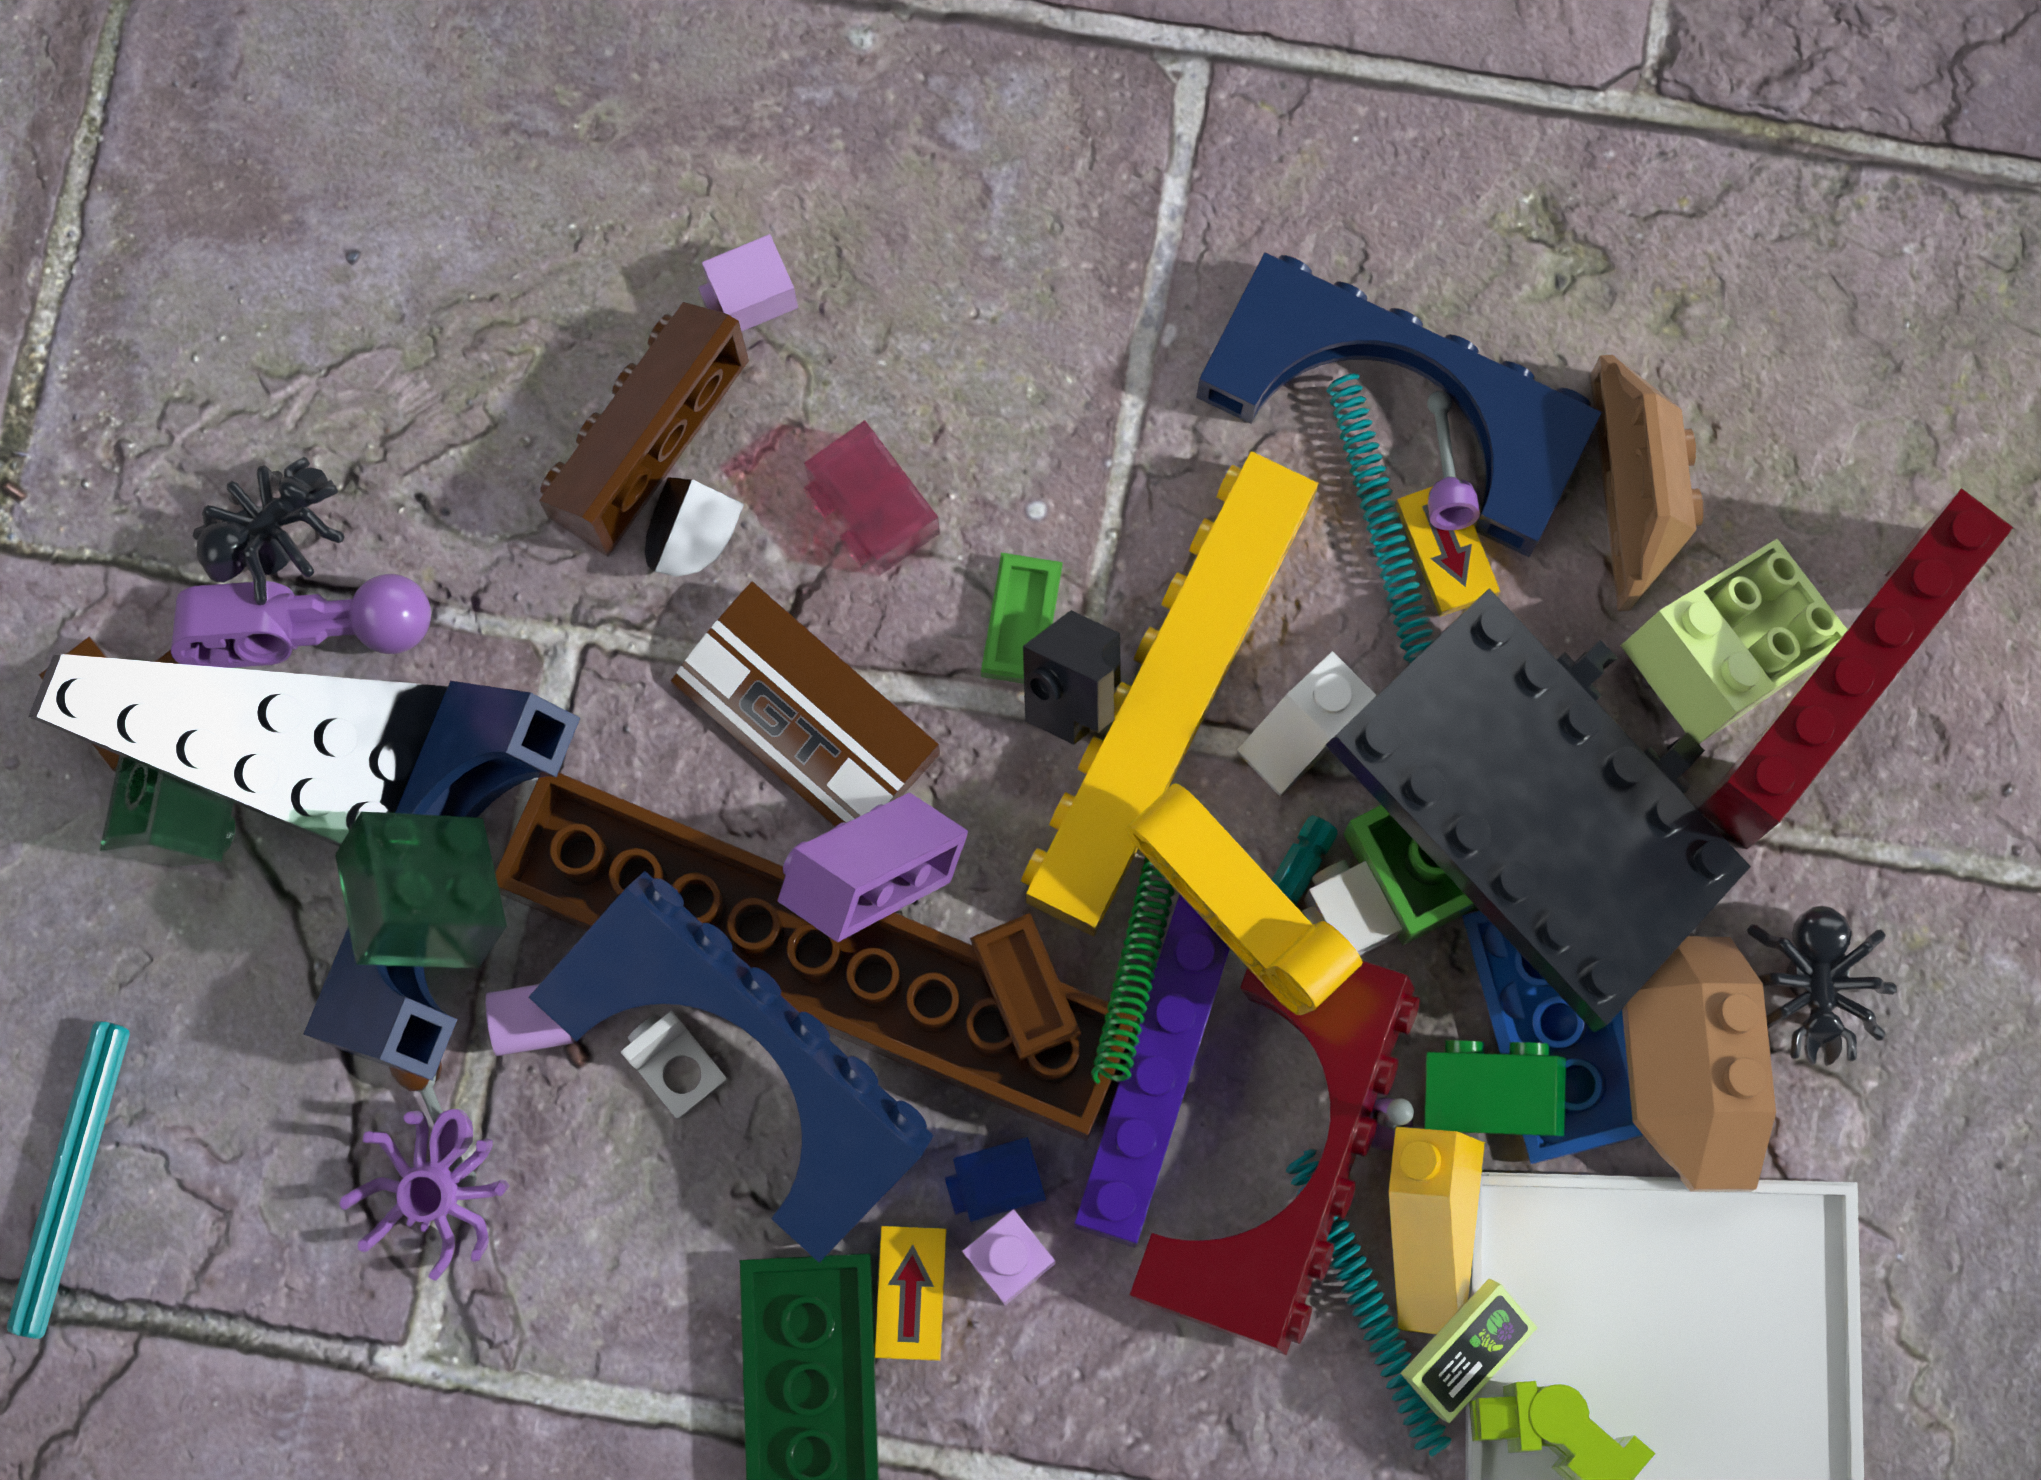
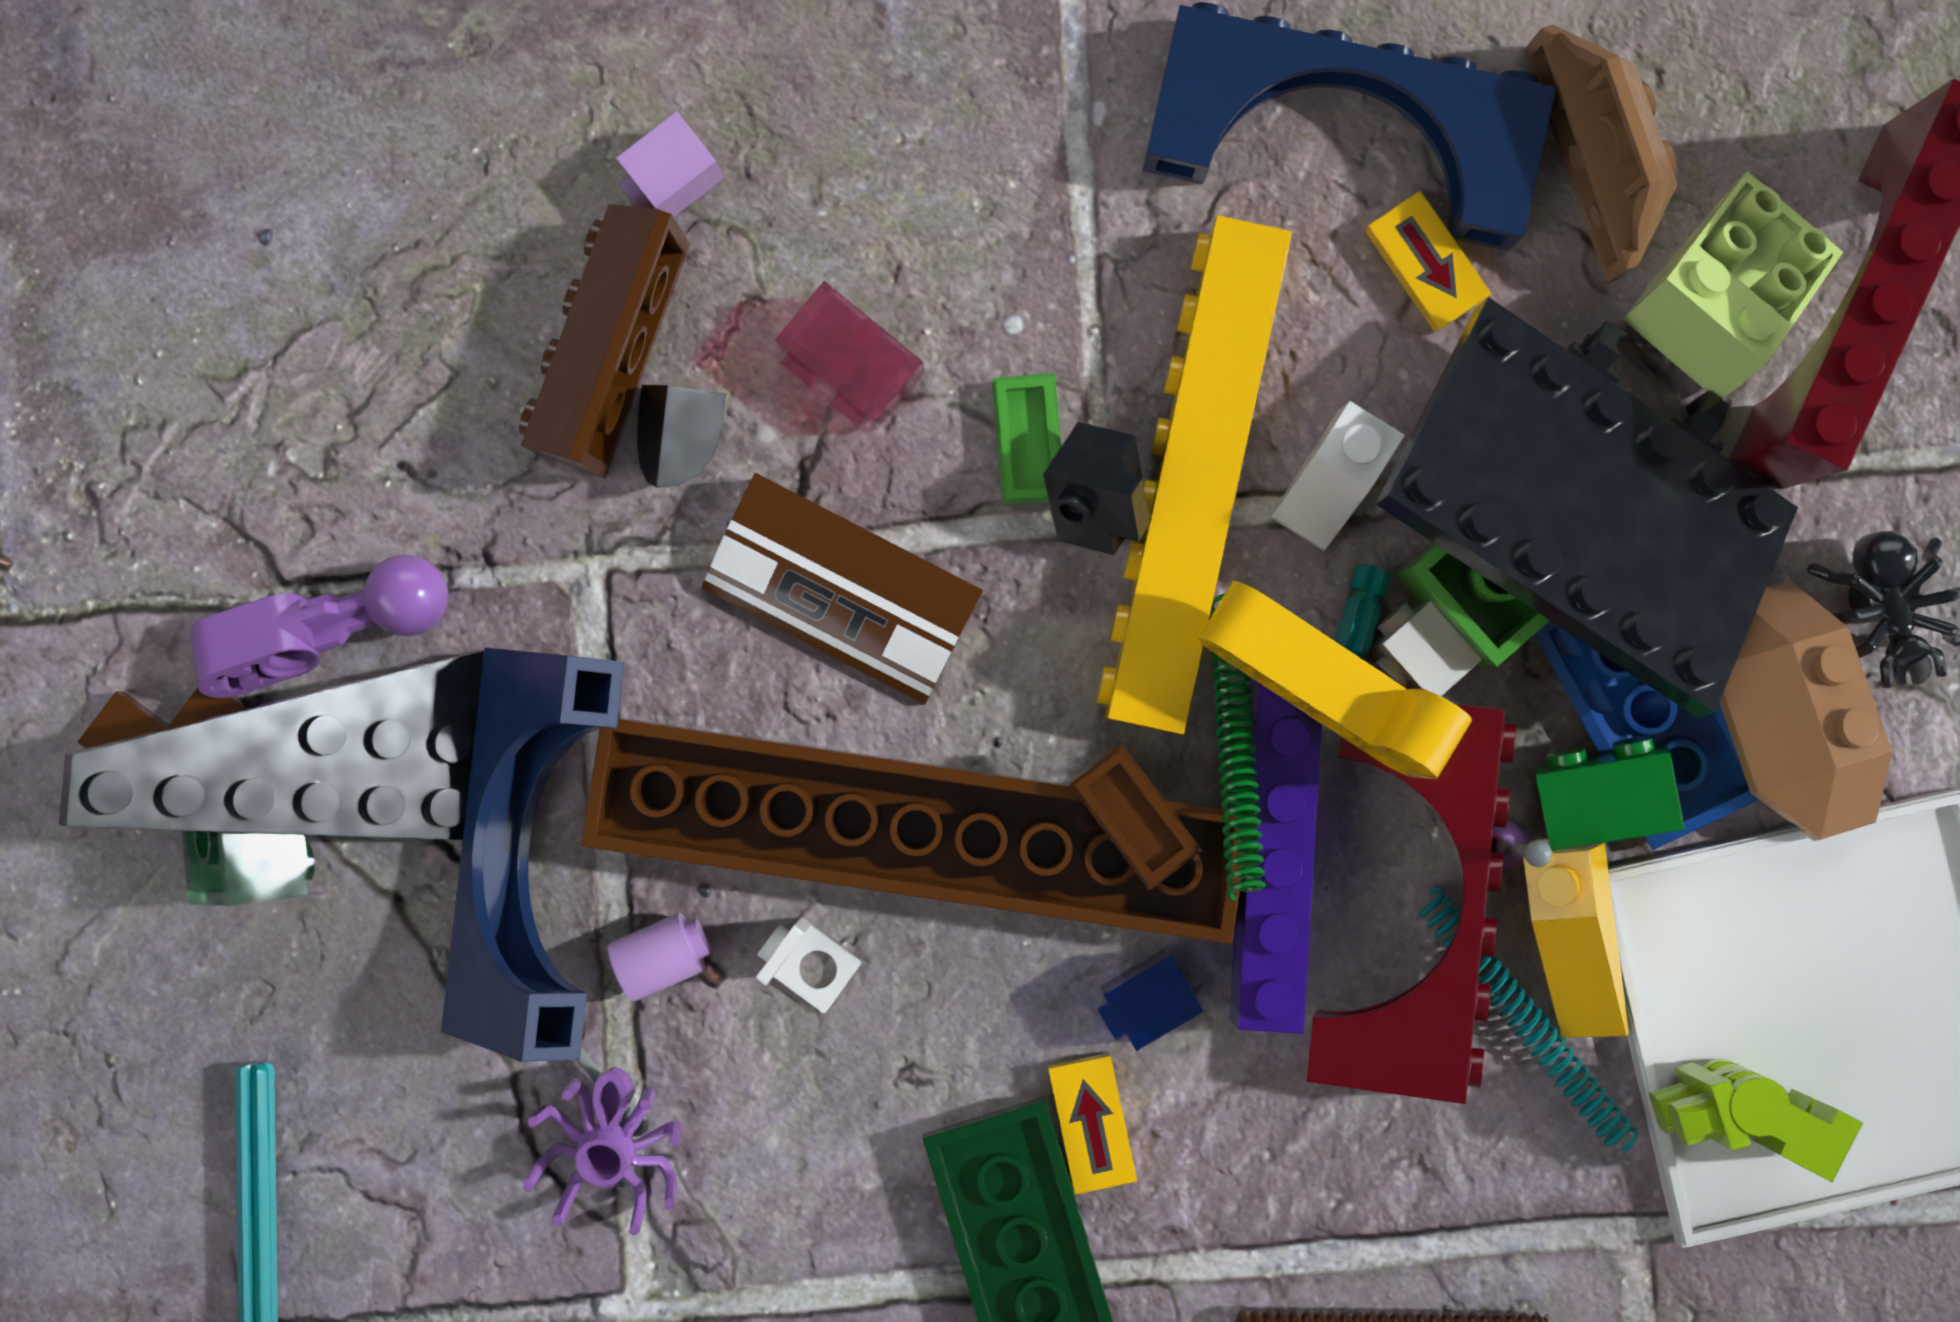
camera: 15 degrees left, 10 degrees up
(255, 534) = (248, 549): black animal -> none
(420, 890) = (513, 874): clear green brick -> none
(851, 1128) = (771, 881): dark blue arch -> none
(871, 866) = (951, 736): medium lavender brick -> none
(1009, 1257) = (1180, 1072): lavender brick -> none
(1400, 614) = (1360, 262): teal piece -> none
(1451, 501) = (1426, 215): medium lavender hinge -> none
(1469, 1350) = (1641, 1048): tile -> none

